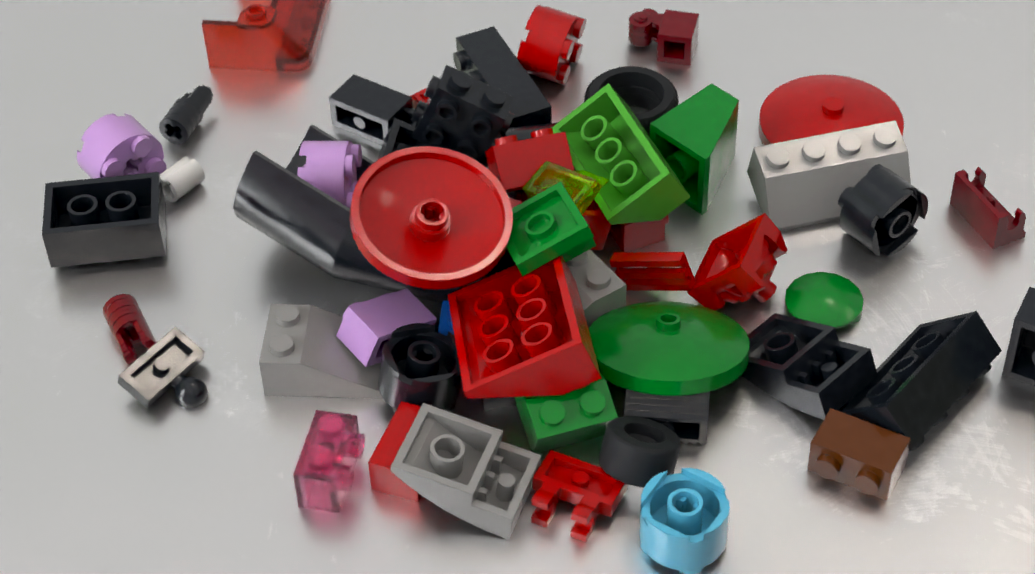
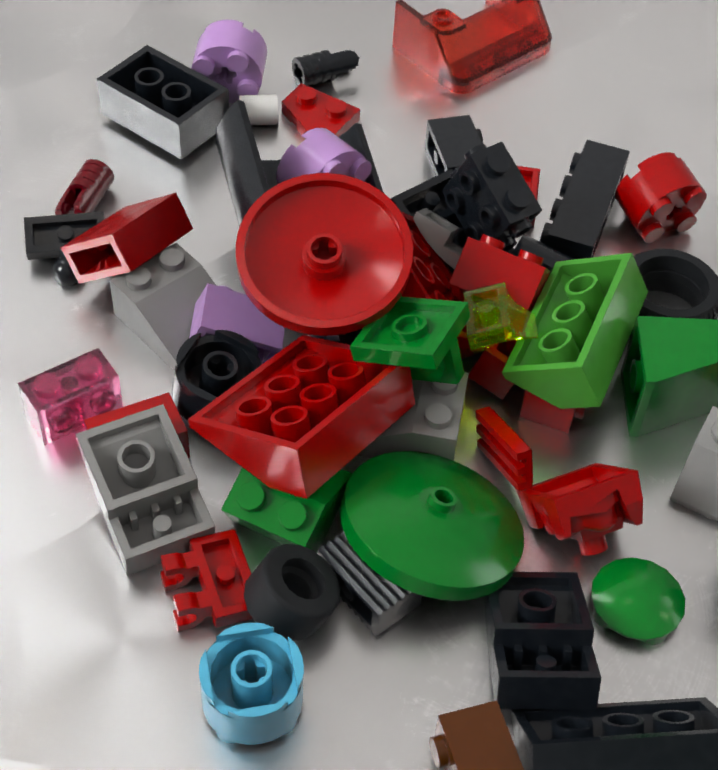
camera: 40 degrees right, 5 degrees up
(224, 151) = (315, 109): none -> red wing
(230, 327) = (127, 238): none -> red brick

